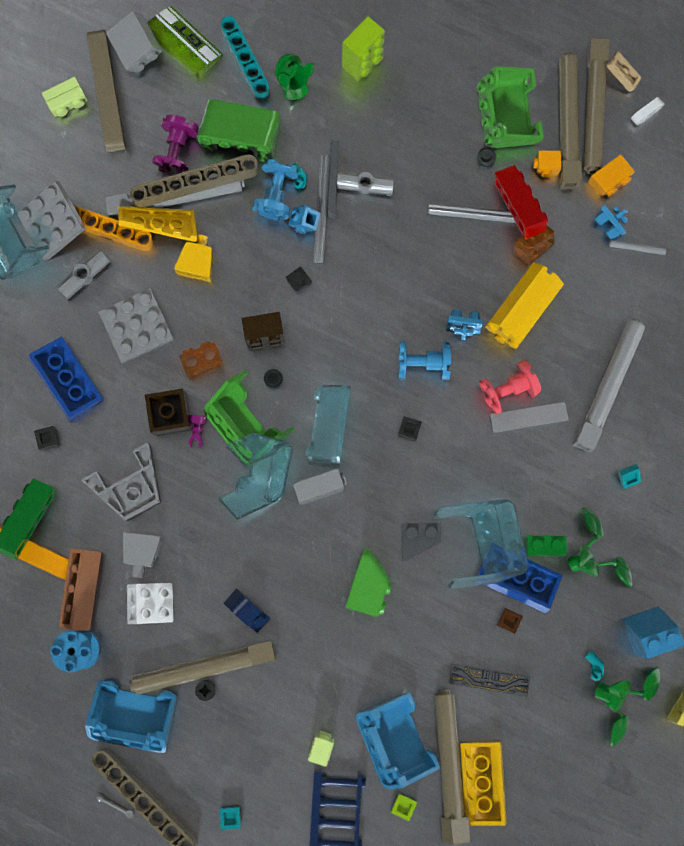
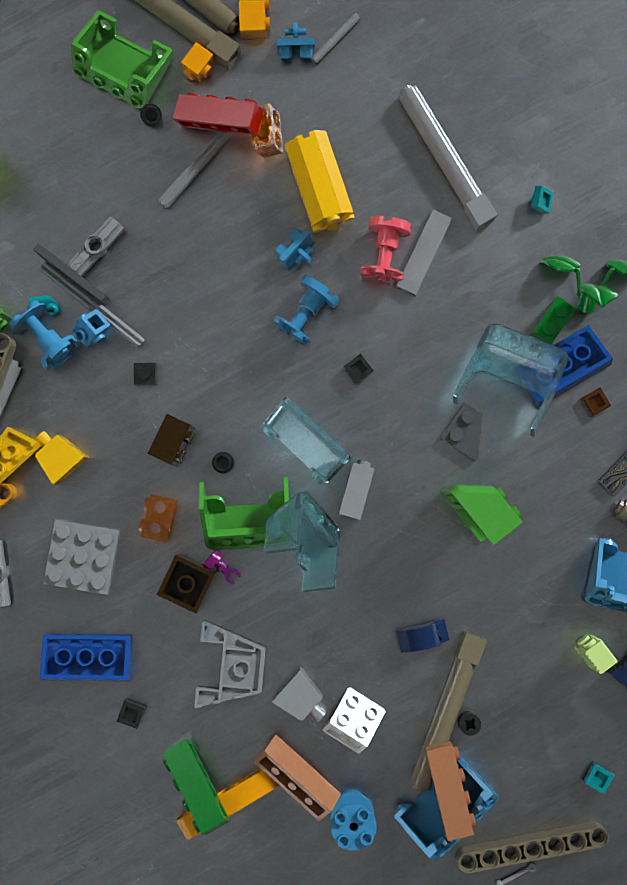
camera: 50 degrees left, 5 degrees up
(145, 706) = (449, 790): none -> nougat brick

